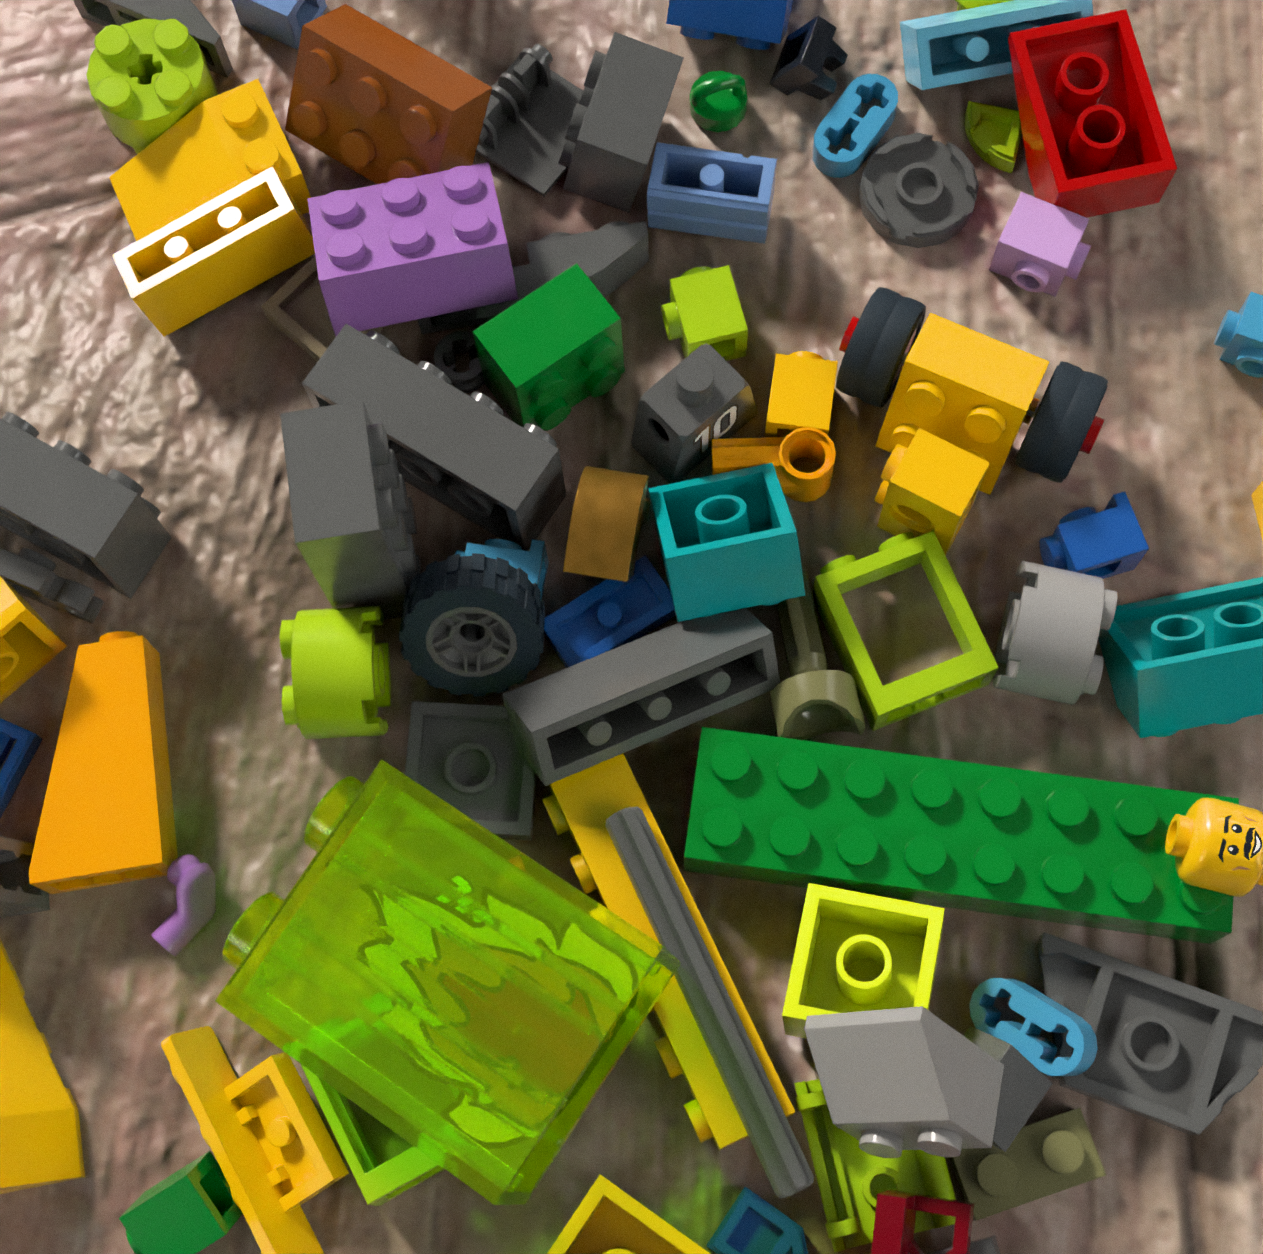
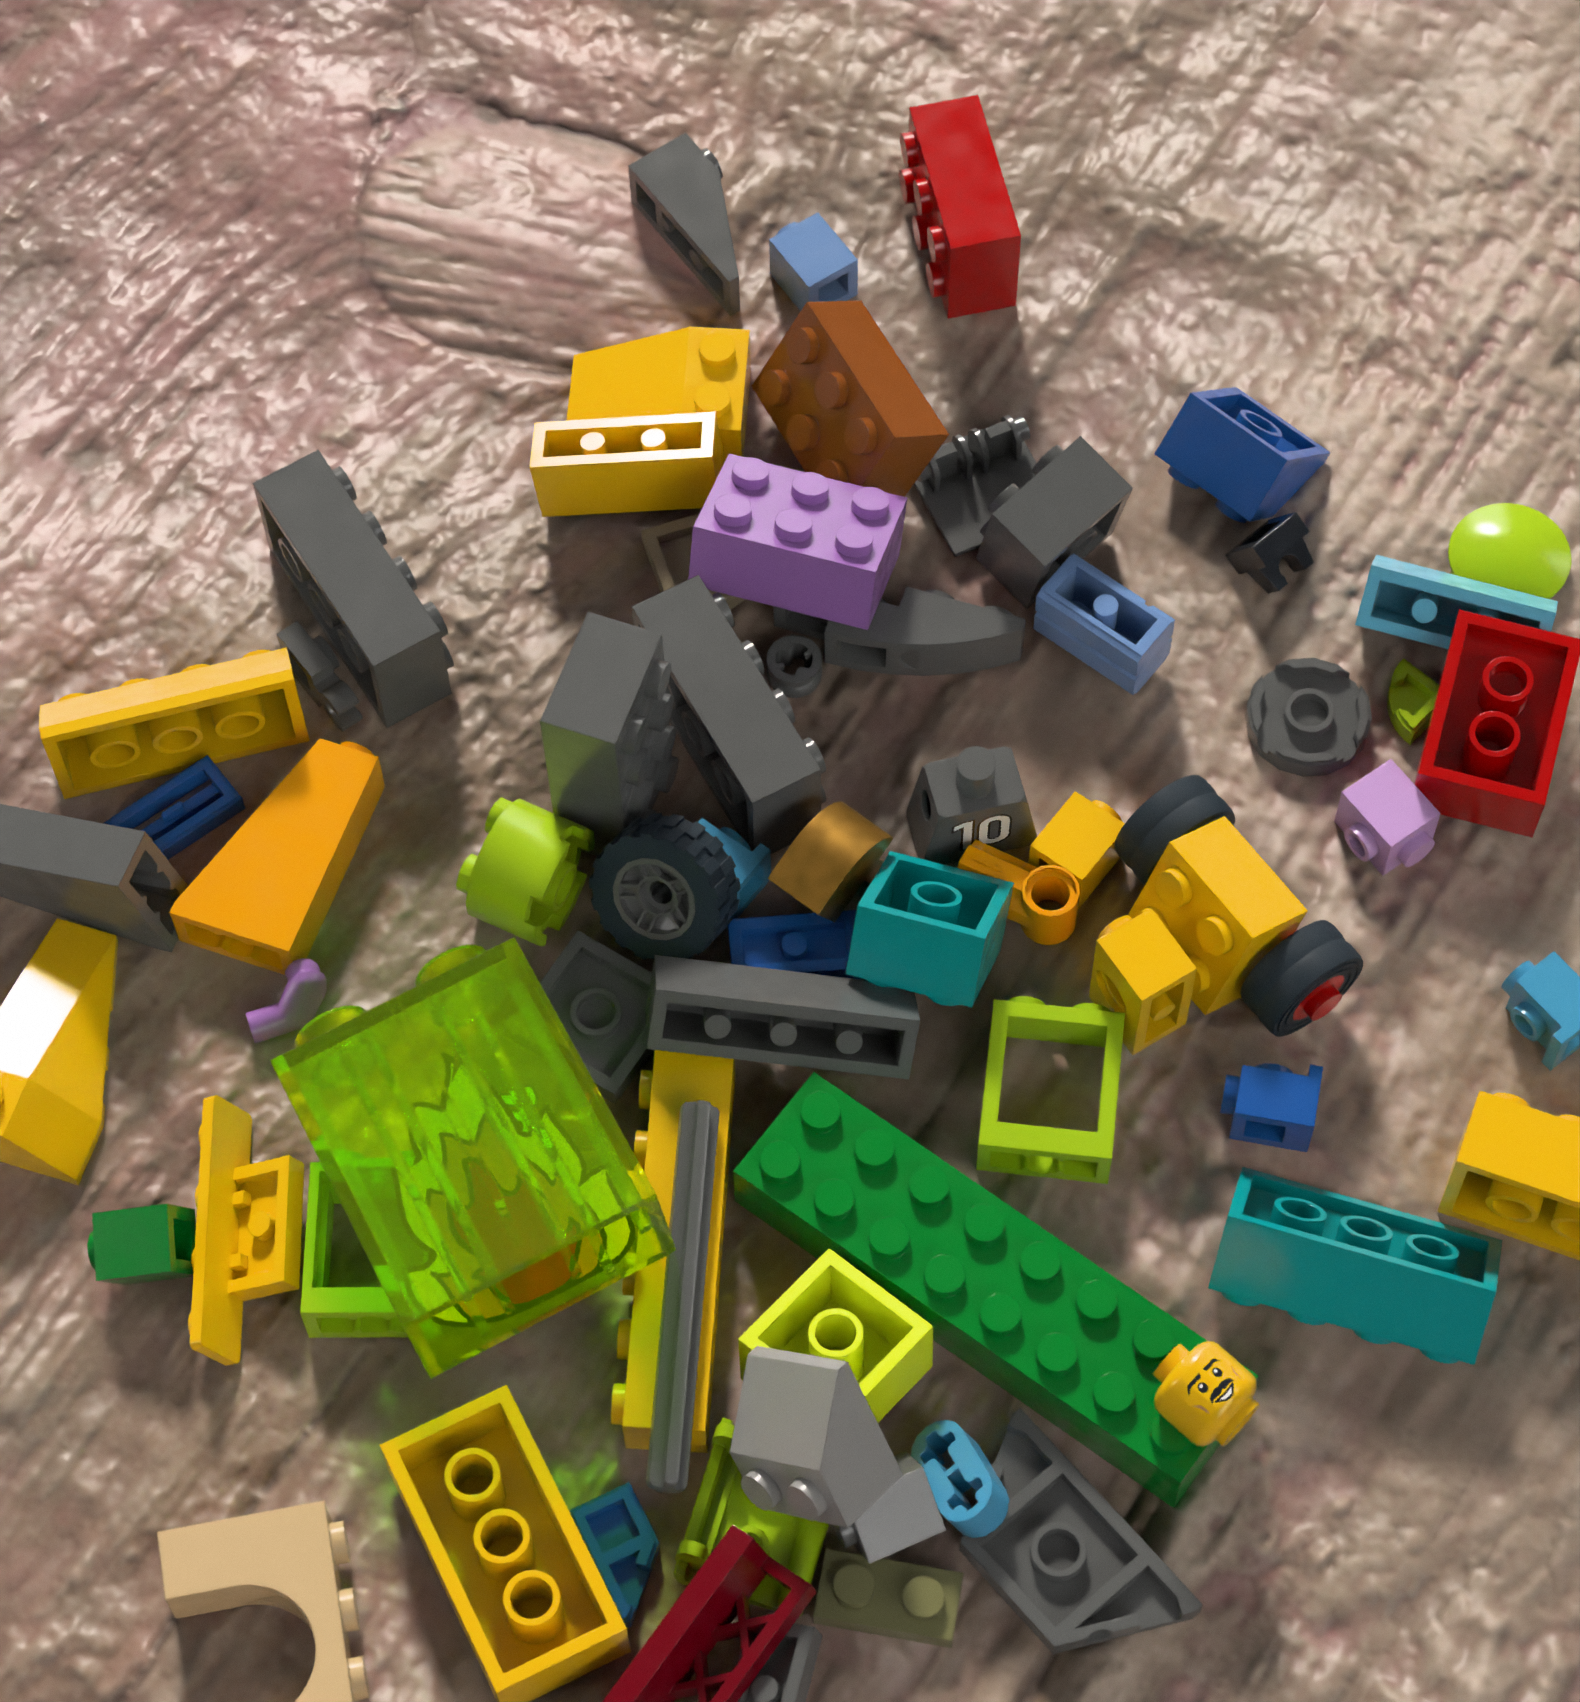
camera: 25 degrees right, 10 degrees down
(147, 78) = (654, 284): lime brick -> none
(552, 350) = (873, 691): green brick -> none
(706, 310) = (1038, 729): lime brick -> none
(718, 101) = (1167, 548): green tile -> none
(812, 697) = (934, 1103): olive piece -> none
(845, 119) = (1279, 624): dark azure beam -> none
(1053, 634) = (1178, 1154): light grey brick -> none

